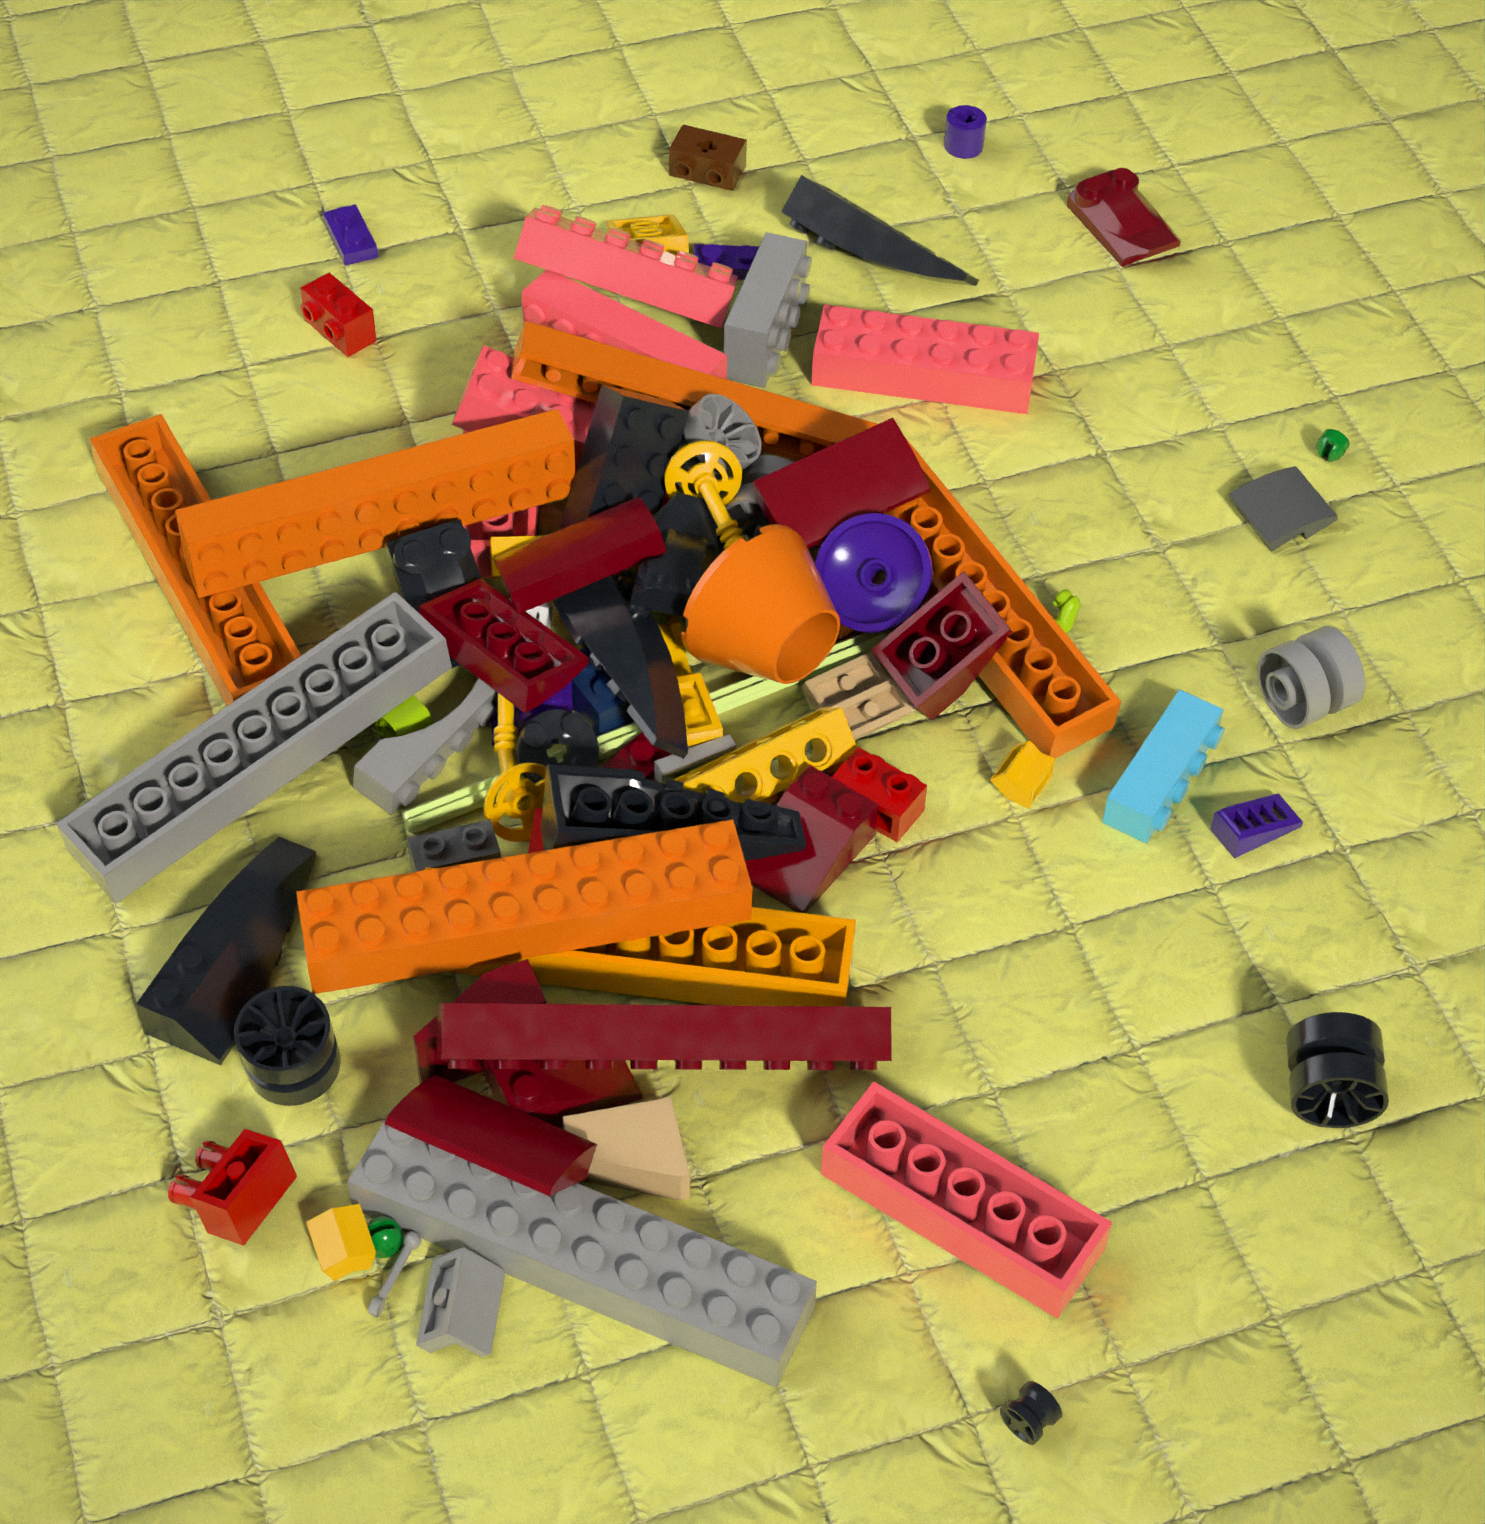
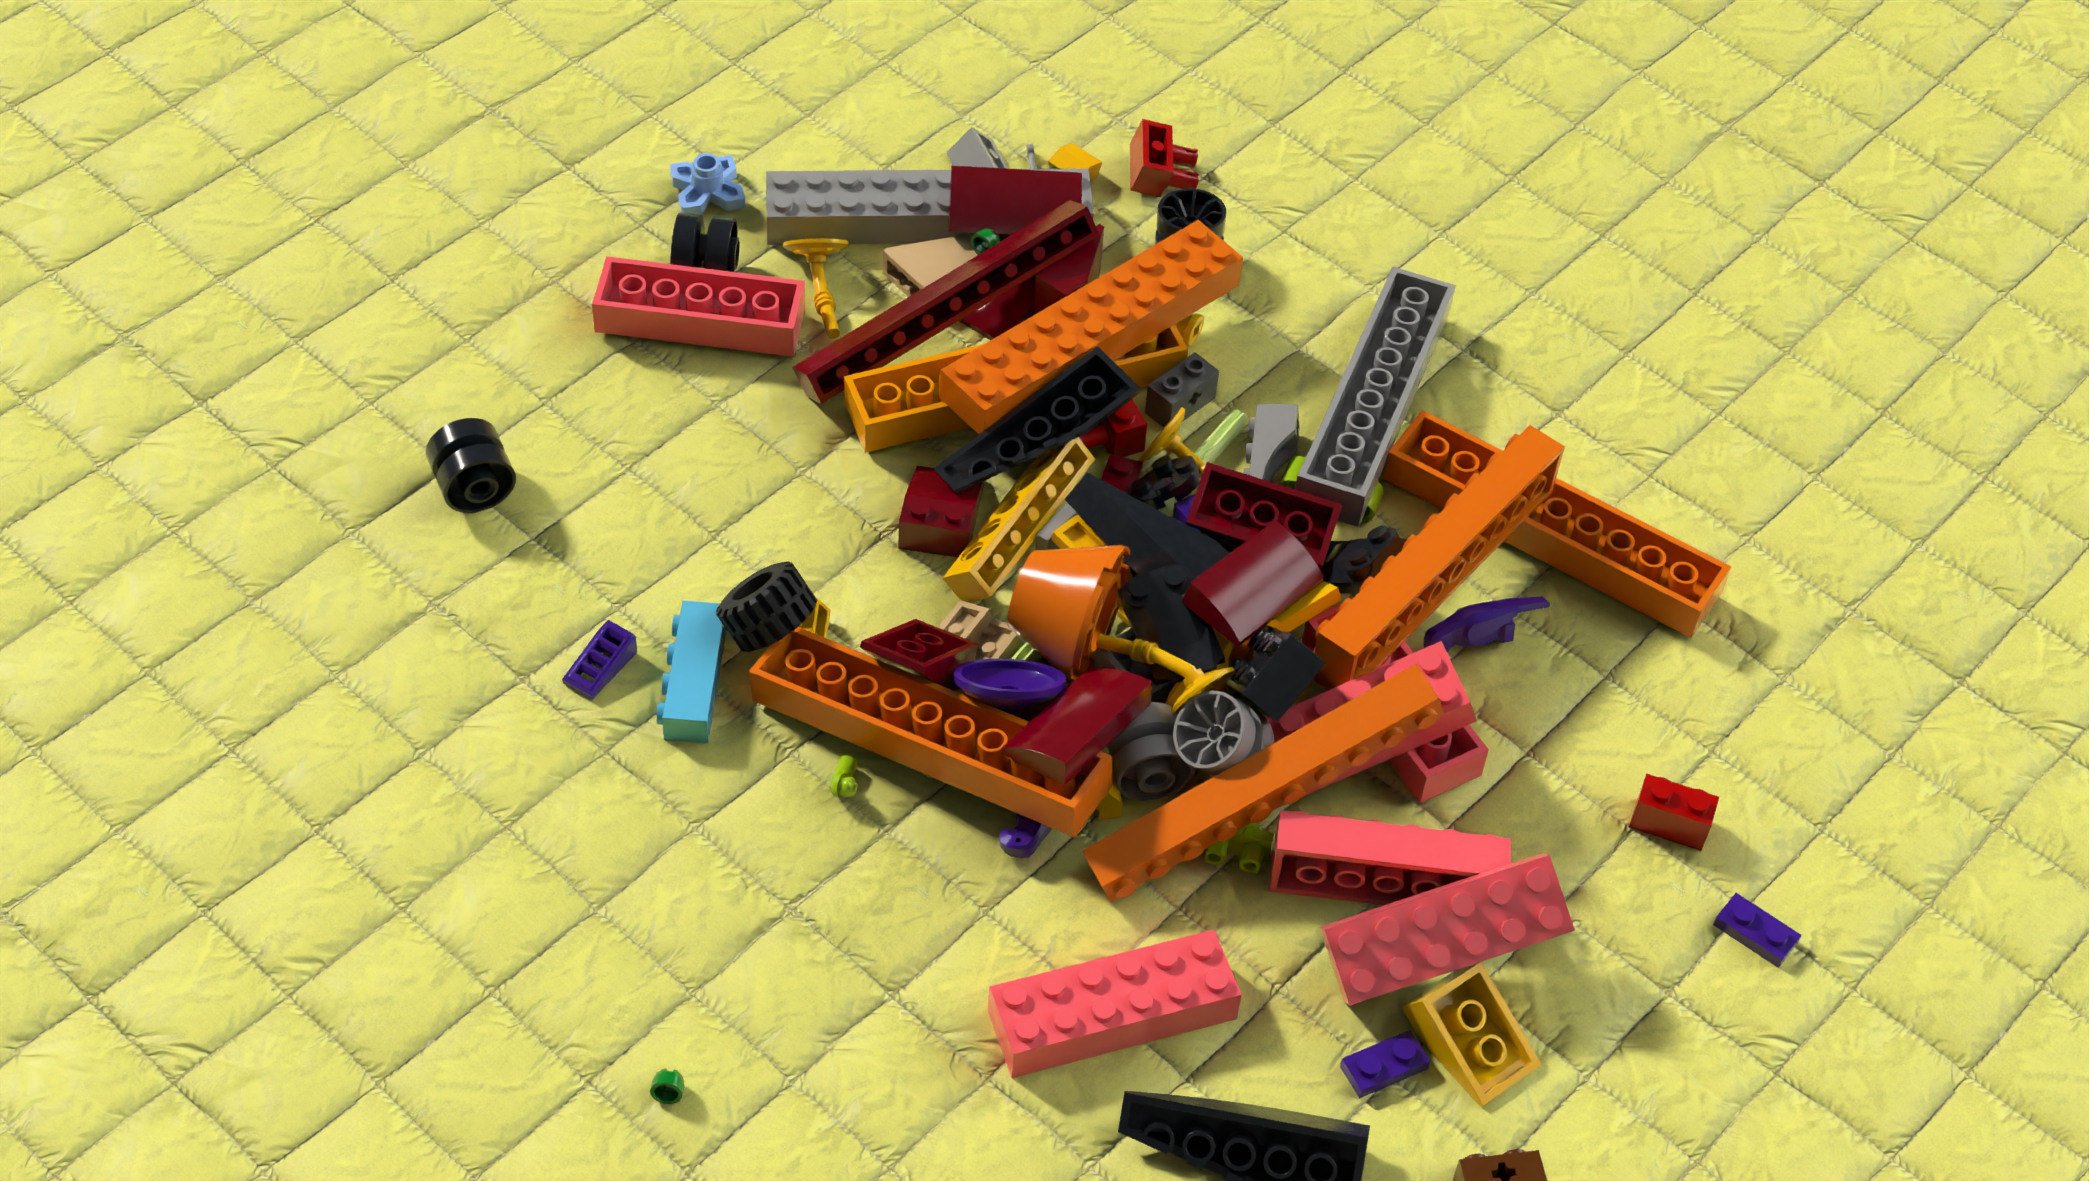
camera: 150 degrees right, 0 degrees up
(227, 954) = (1281, 290): black wedge -> none
(559, 1110) = (985, 235): none -> green hinge
(766, 309) = (1294, 974): light grey brick -> none
(774, 1218) = (815, 253): none -> yellow dish
(855, 1422) = (705, 182): none -> light blue plant
(898, 794) = (910, 559): red brick -> none
(912, 1264) = (714, 250): none -> black wheel
(1031, 1412) = (601, 221): black wheel -> none
(1104, 751) = (766, 606): none -> black tyre
(1282, 507) = (689, 987): dark grey slope -> none
(1311, 677) = (597, 777): light grey wheel -> none

